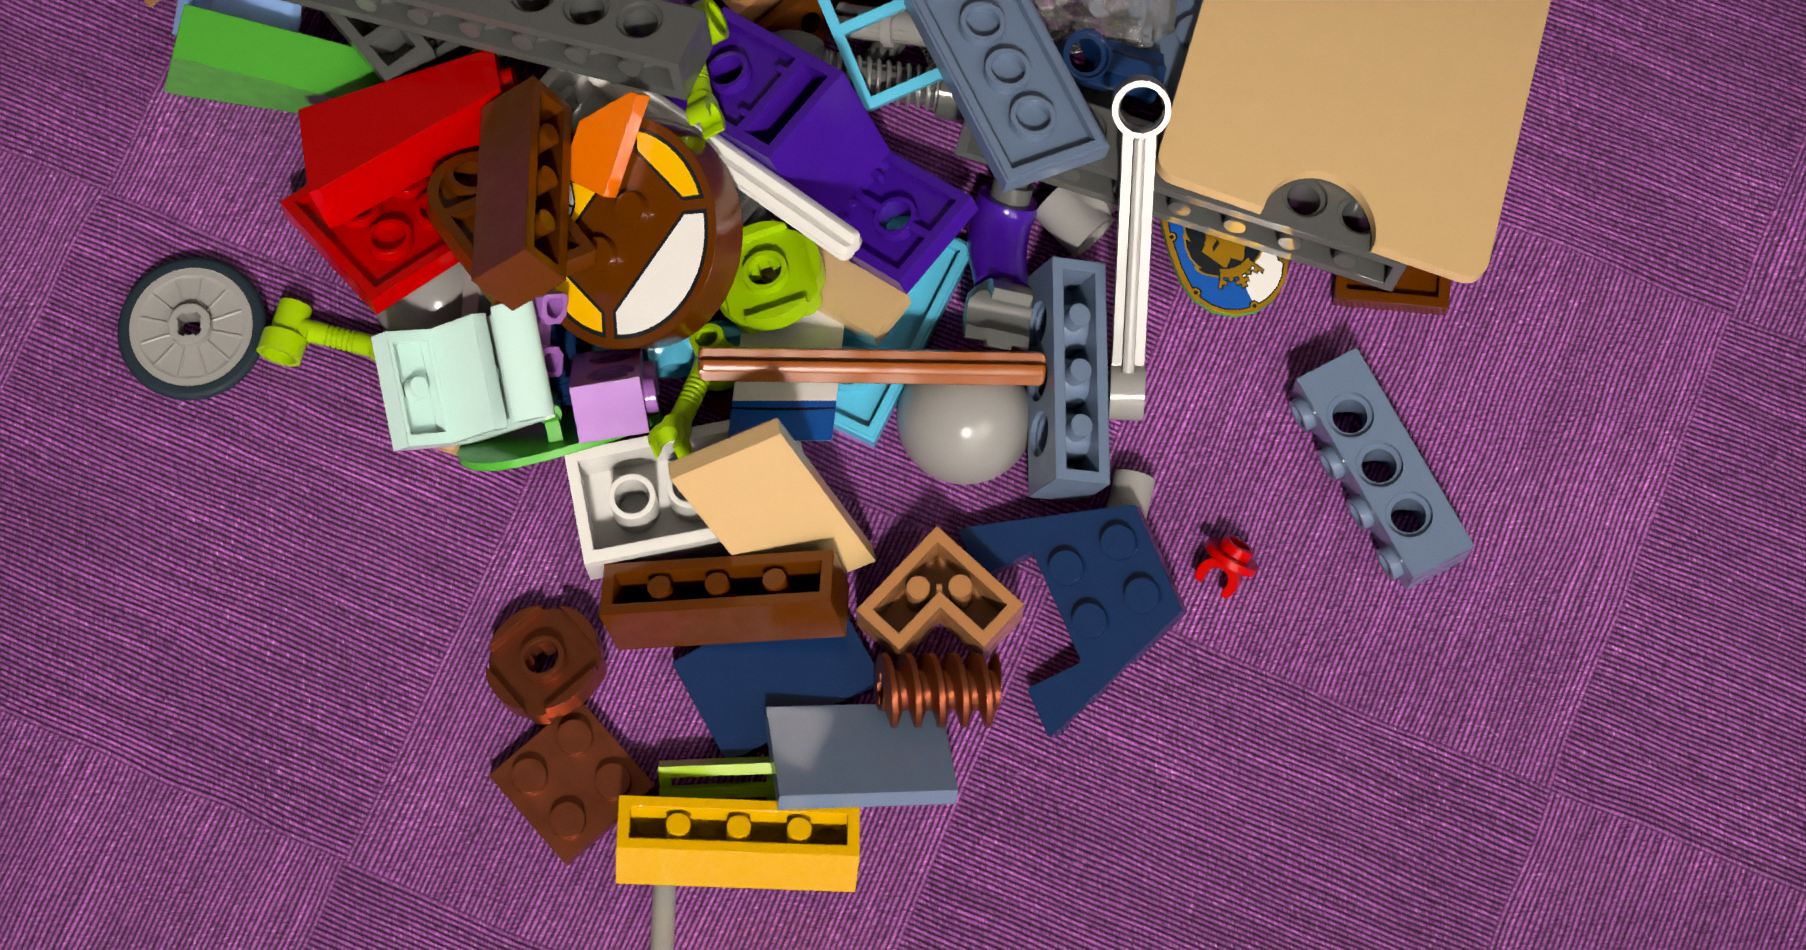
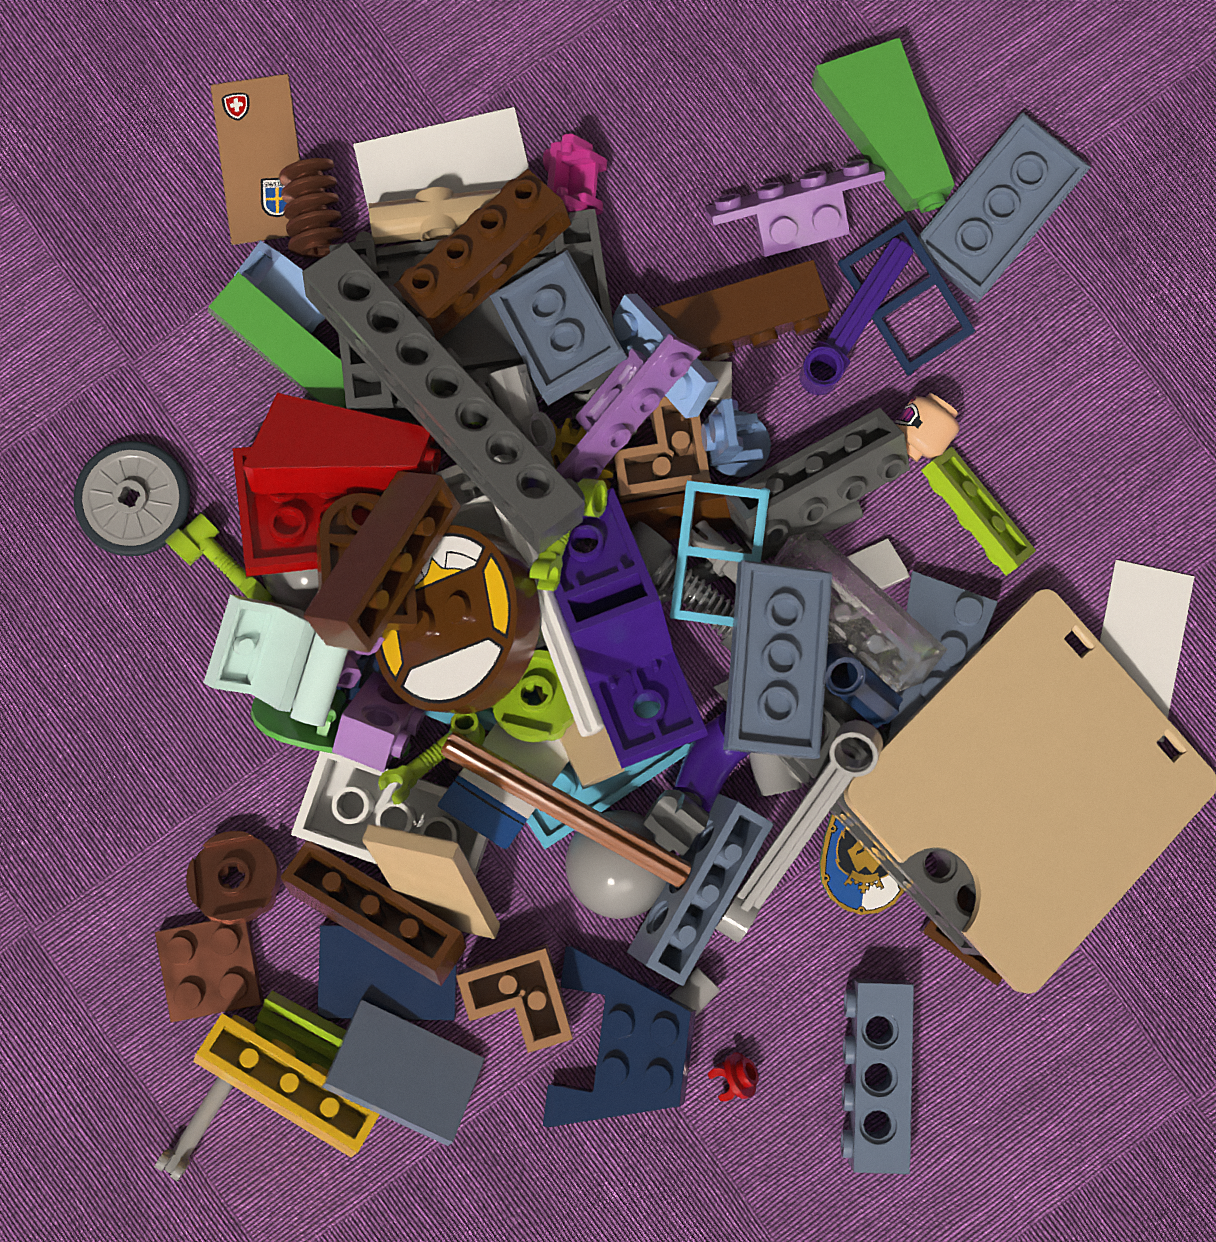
camera: 30 degrees right, 10 degrees up
(605, 144) = (463, 554): orange tile -> none
(938, 687) = (483, 1058): copper piece -> none

